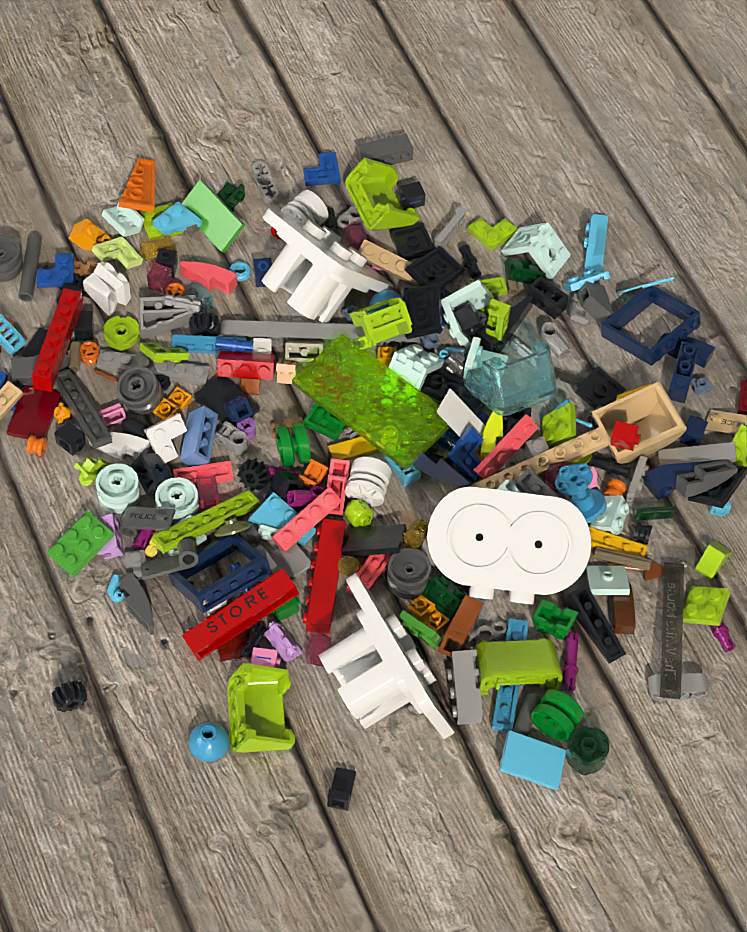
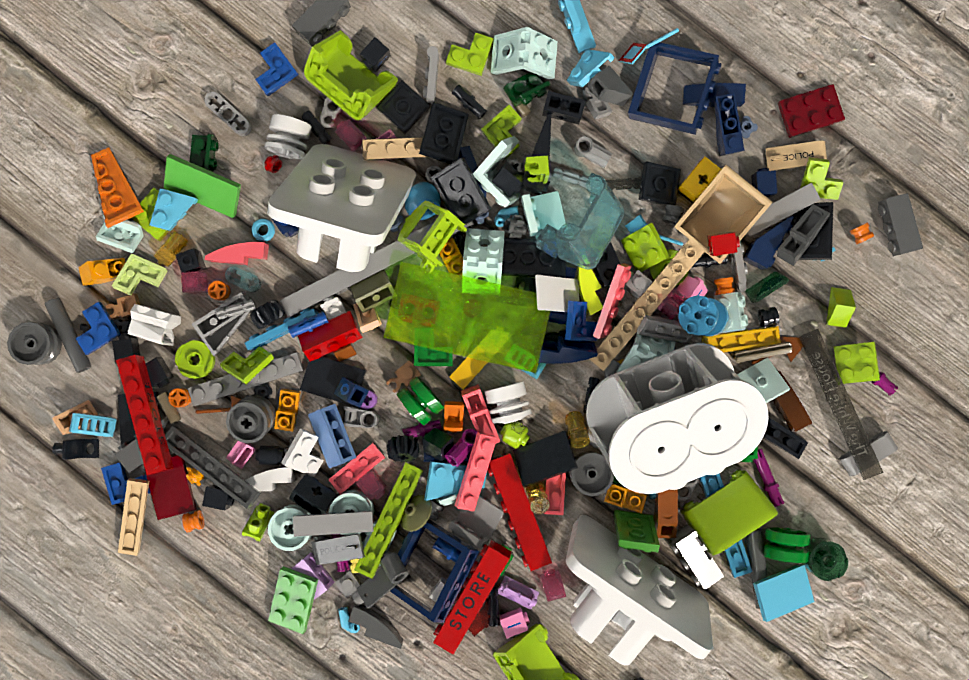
camera: 25 degrees left, 30 degrees up
(158, 491) = (333, 523): none -> light grey tile

